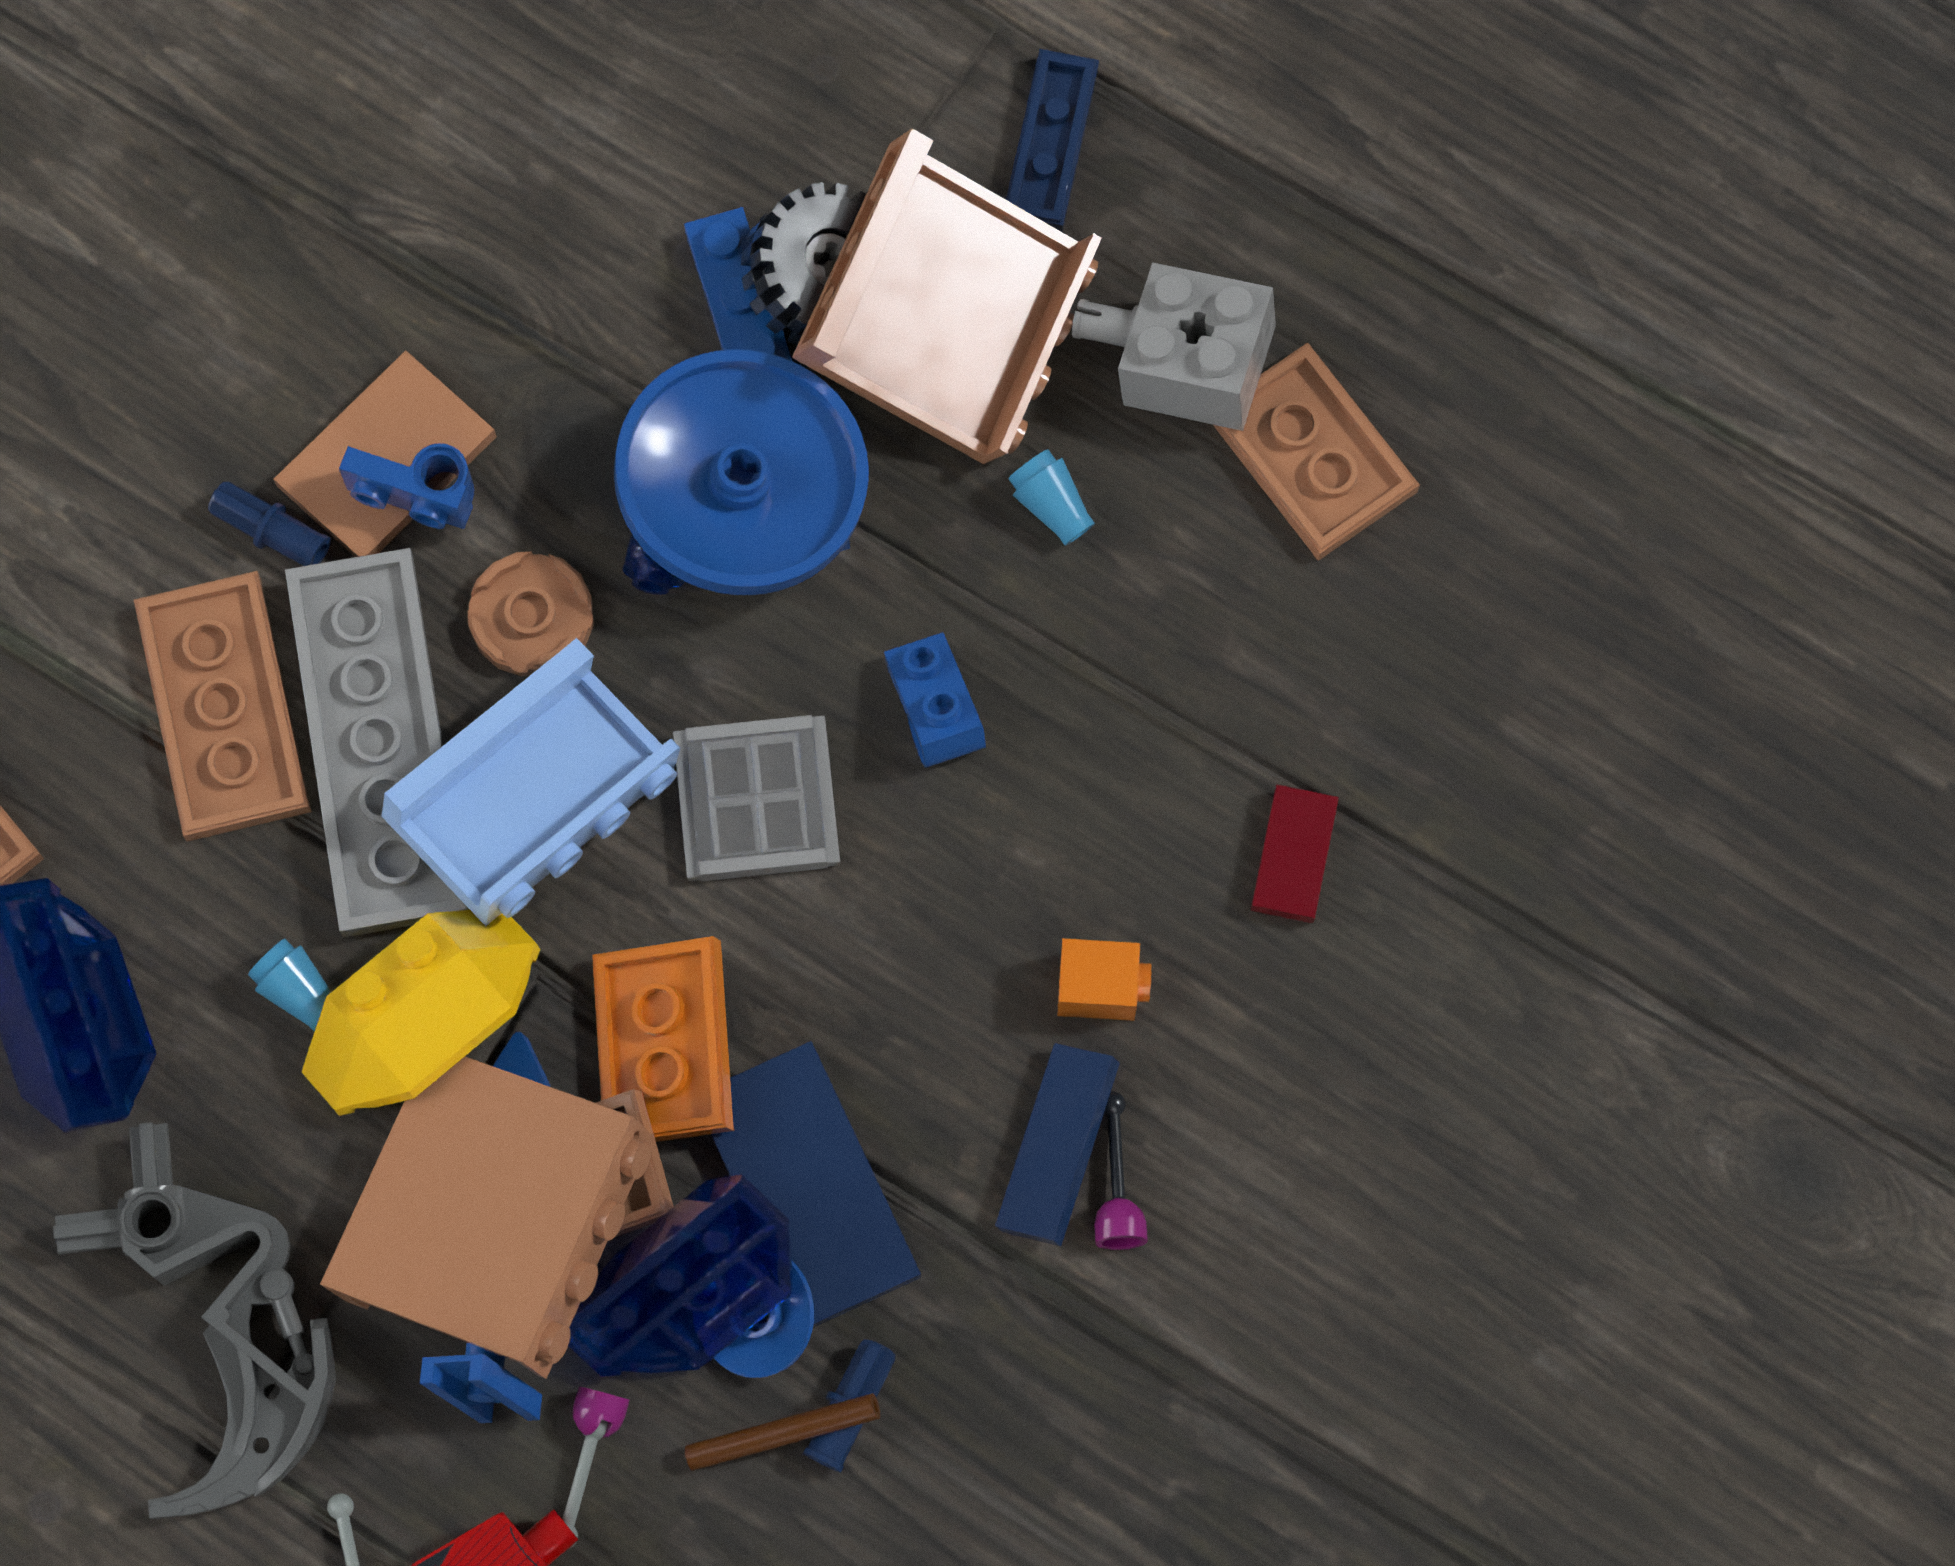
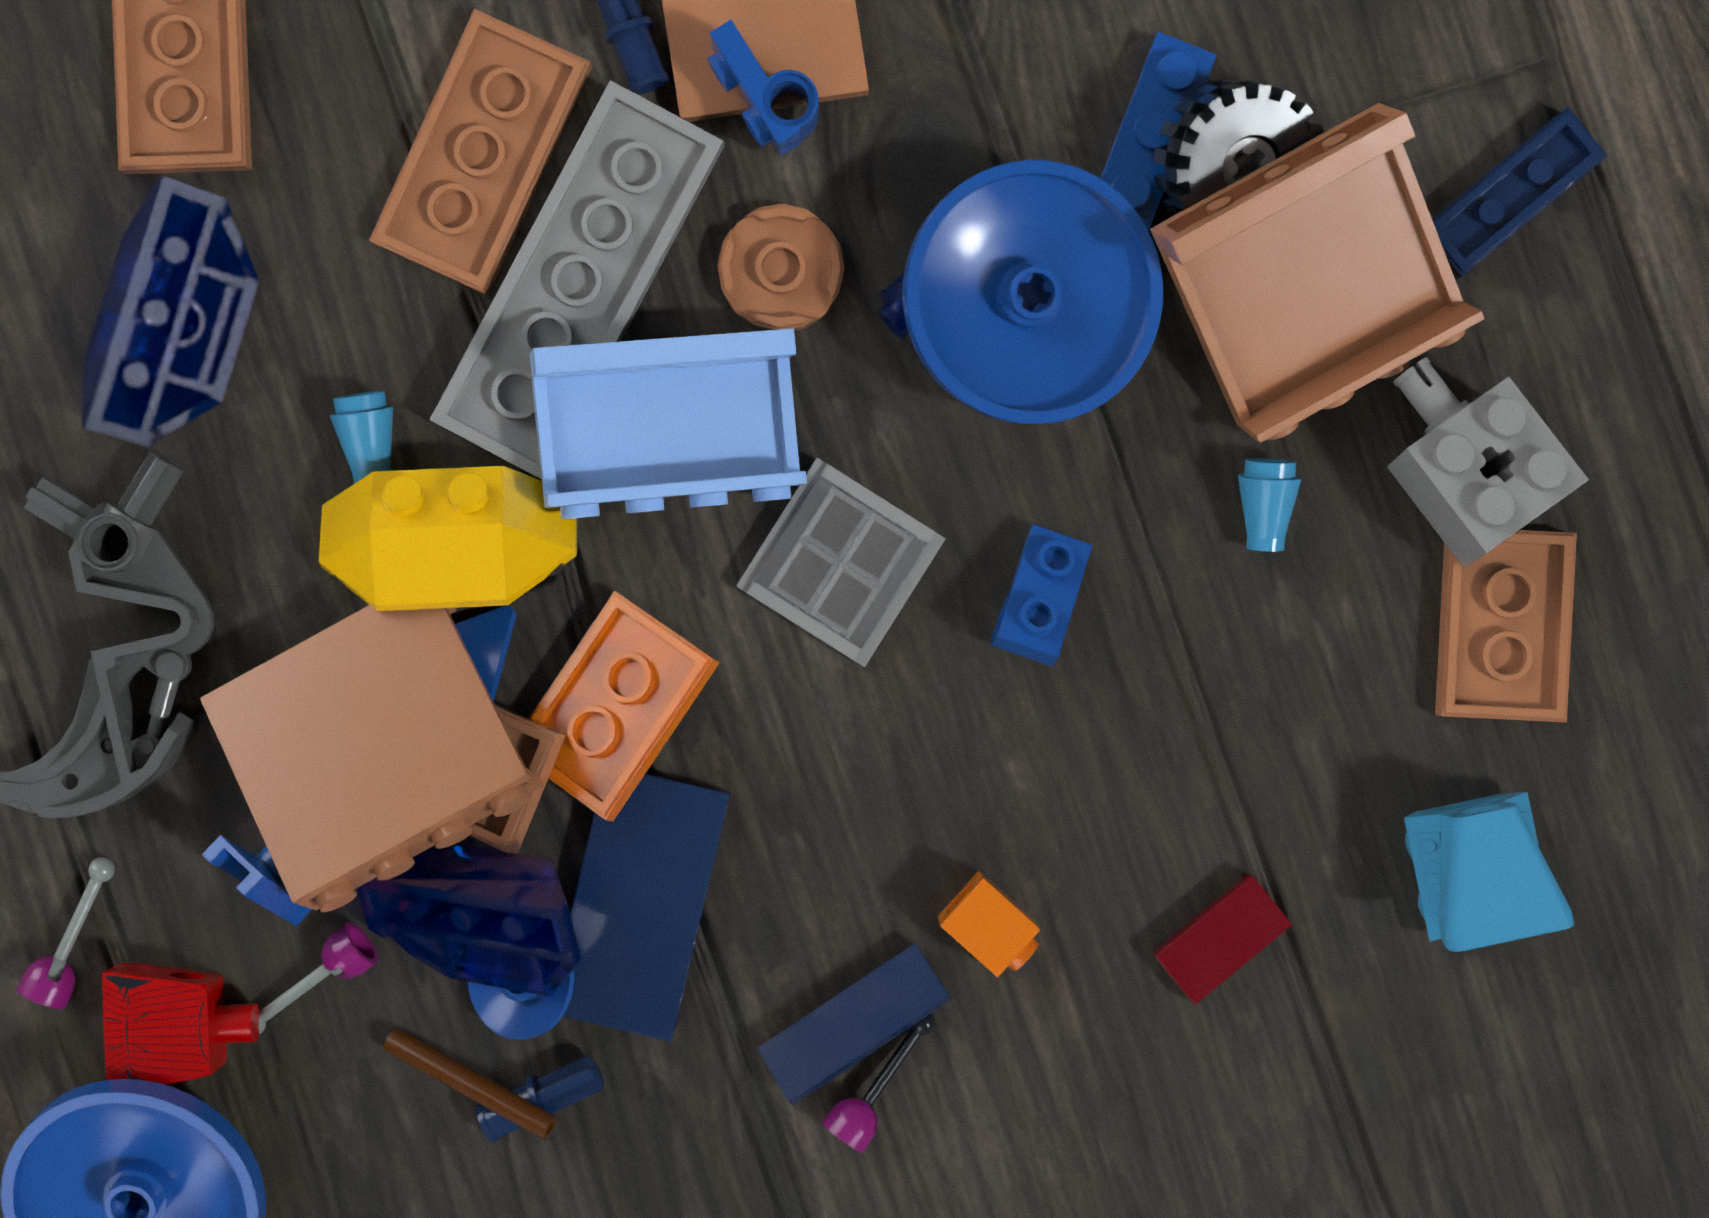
camera: 40 degrees right, 15 degrees up
(1447, 639) = (1483, 873): none -> dark azure piece

